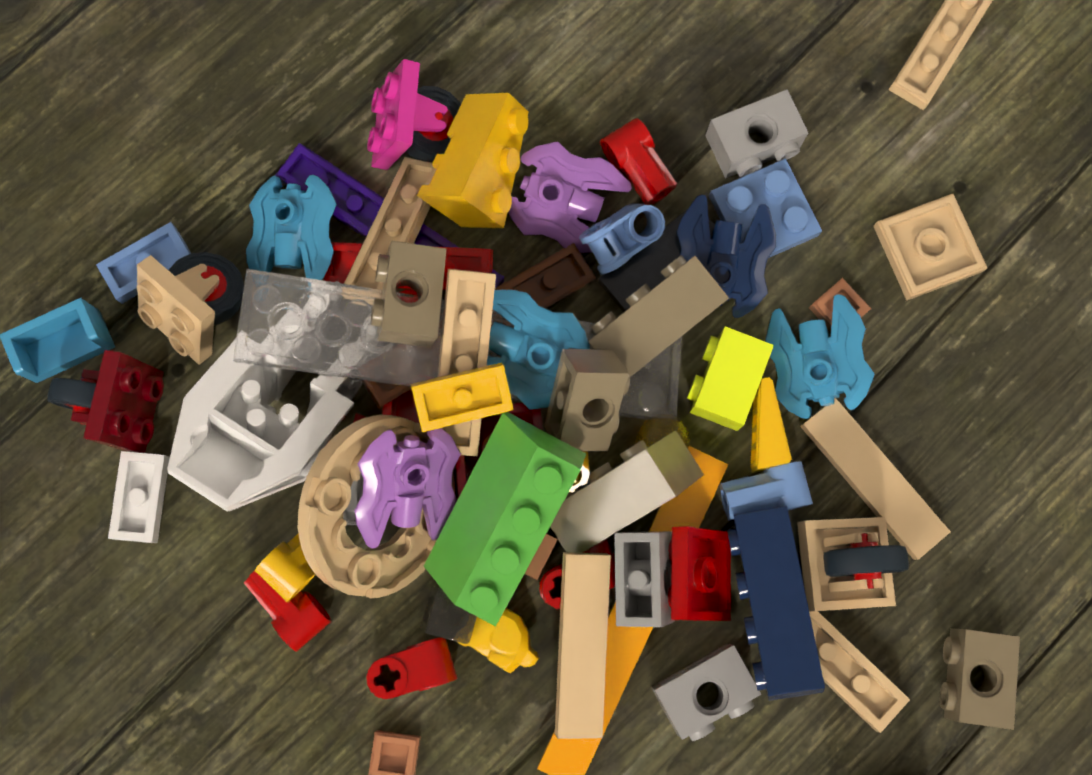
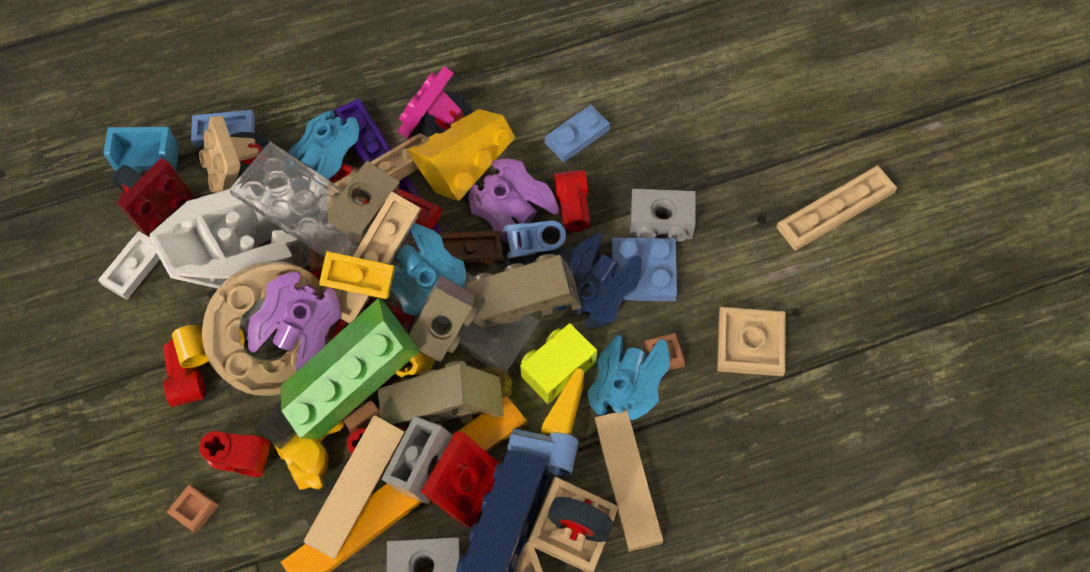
camera: 30 degrees right, 15 degrees down
(596, 71) = (577, 133): none -> medium blue plate

